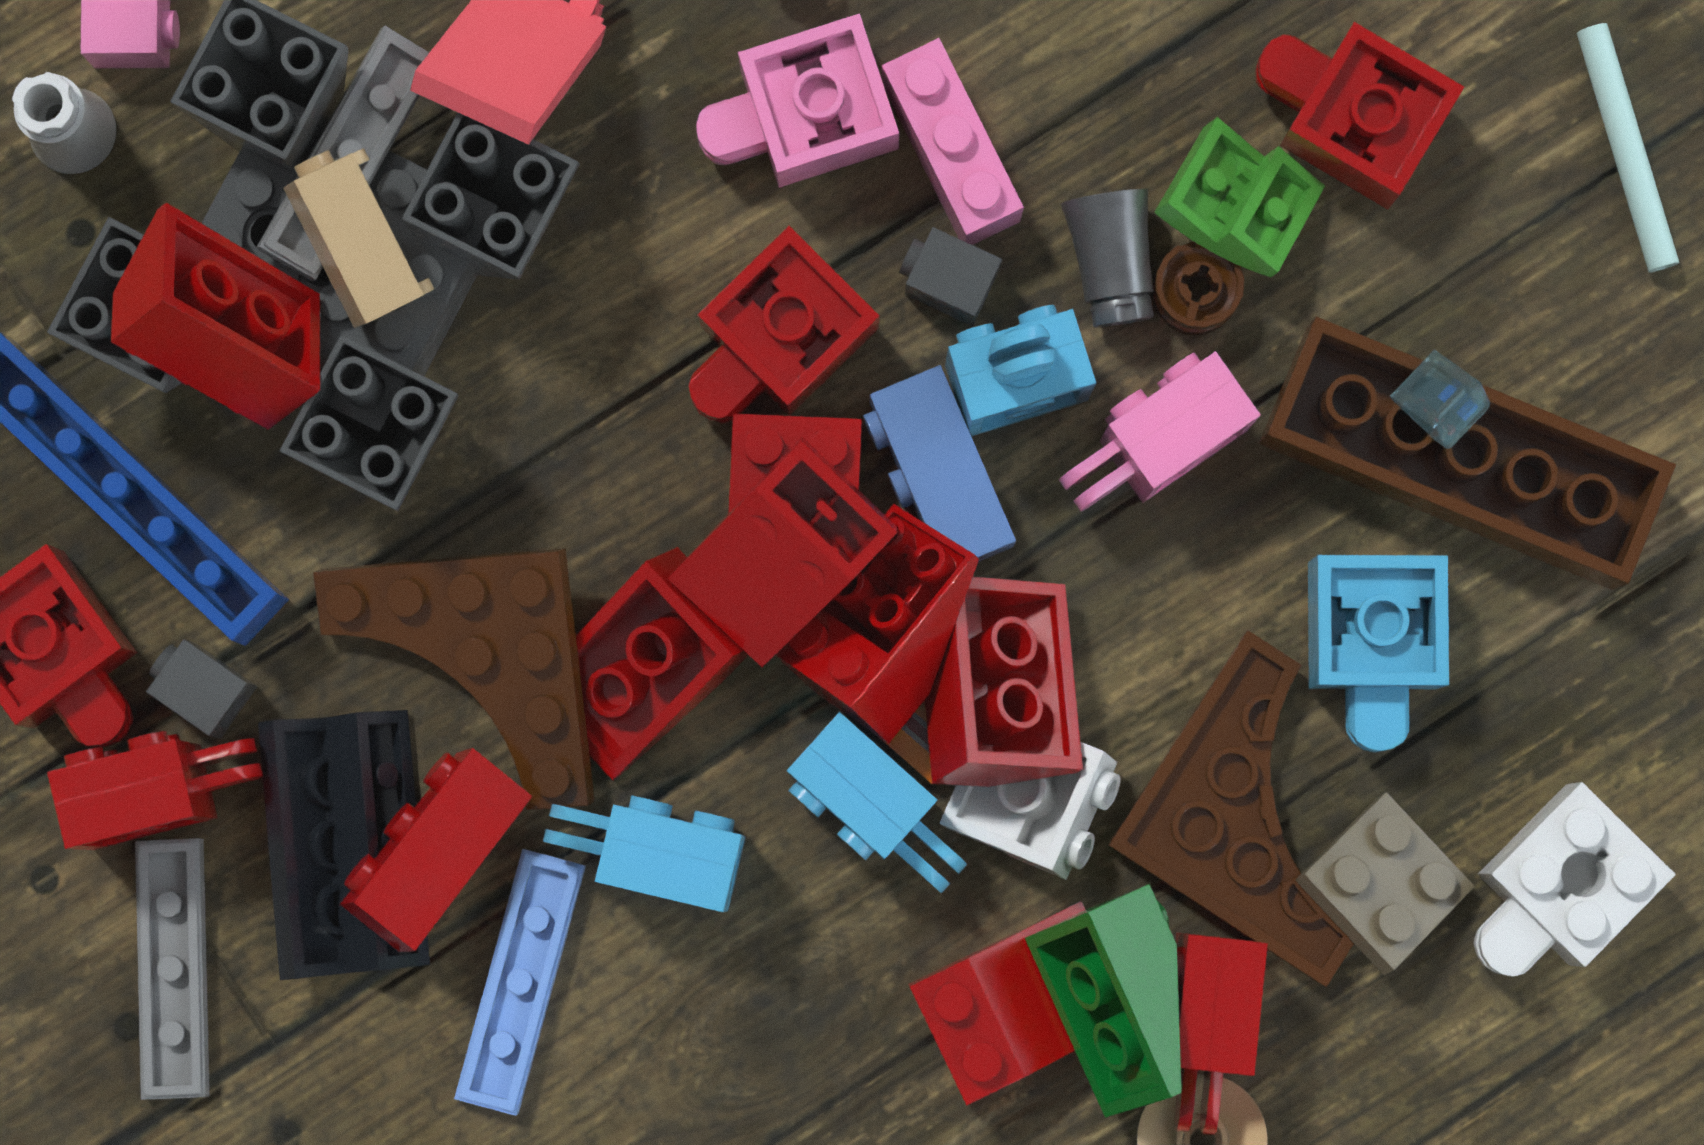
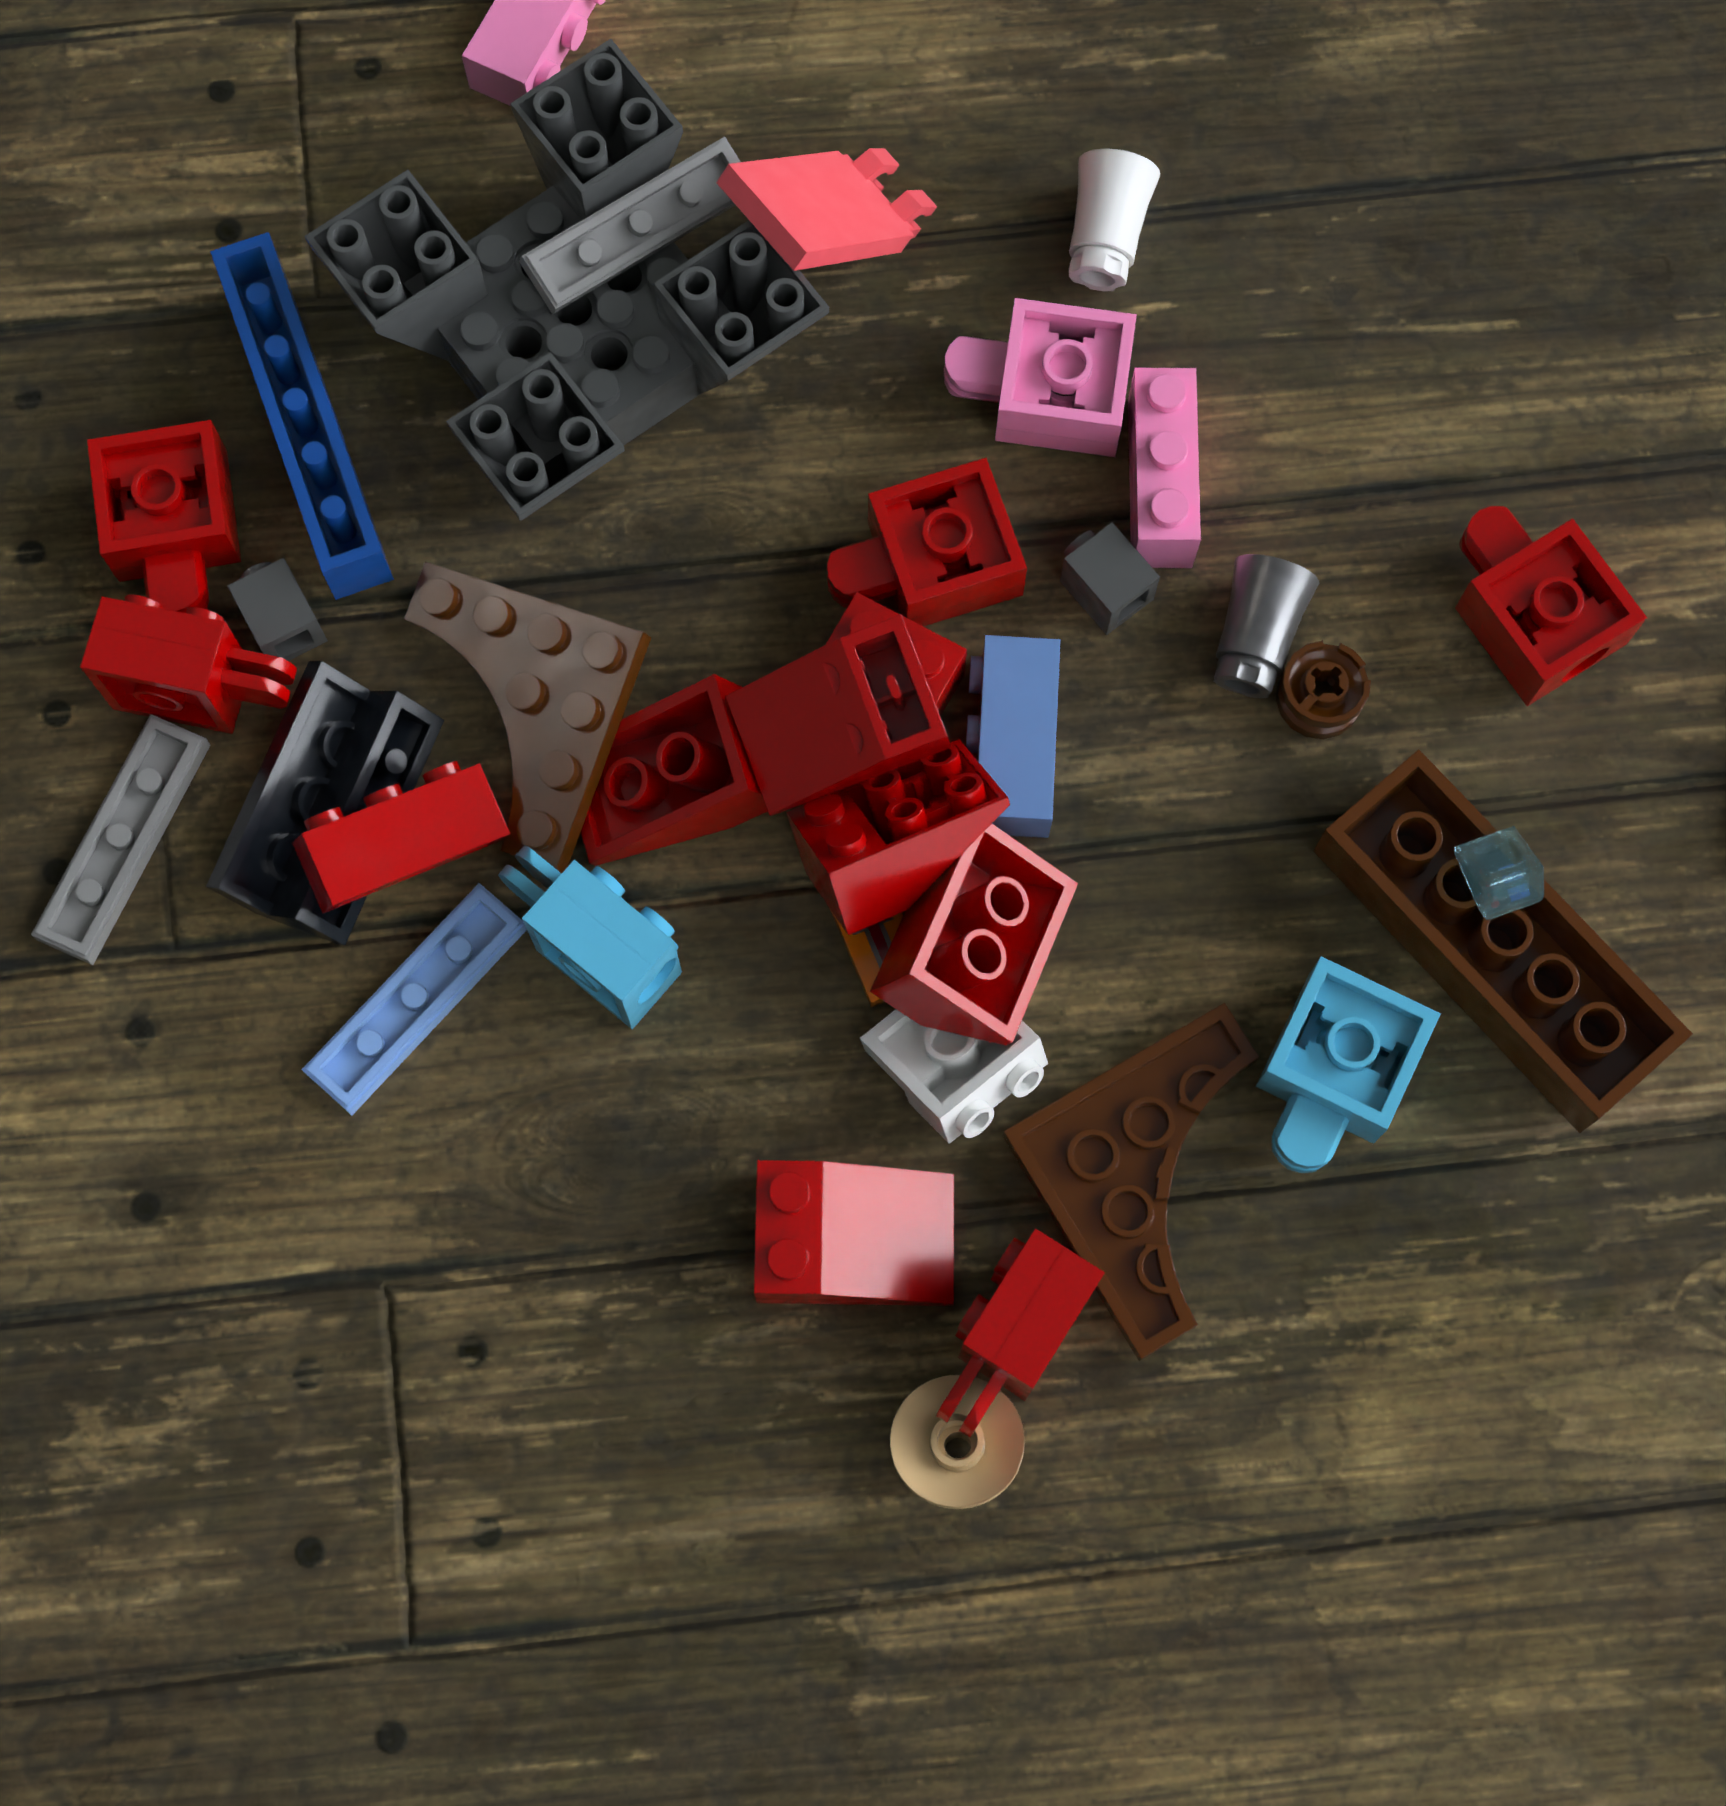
camera: 25 degrees right, 10 degrees down
(77, 136) = (419, 112): white plant -> none
(219, 319) = (452, 286): red slope -> none
(352, 237) = (605, 284): tan brick -> none
(869, 796) = (808, 976): medium azure brick -> none
(1019, 369) = (1128, 675): medium azure brick -> none
(1117, 997) = (941, 1255): green slope -> none
(1169, 432) = (1234, 790): bright pink brick -> none
(1240, 200) = (1395, 630): bright green slope -> none
(1385, 883) = (1242, 1291): dark tan plate -> none
(1566, 885) = (1412, 1374): white brick -> none

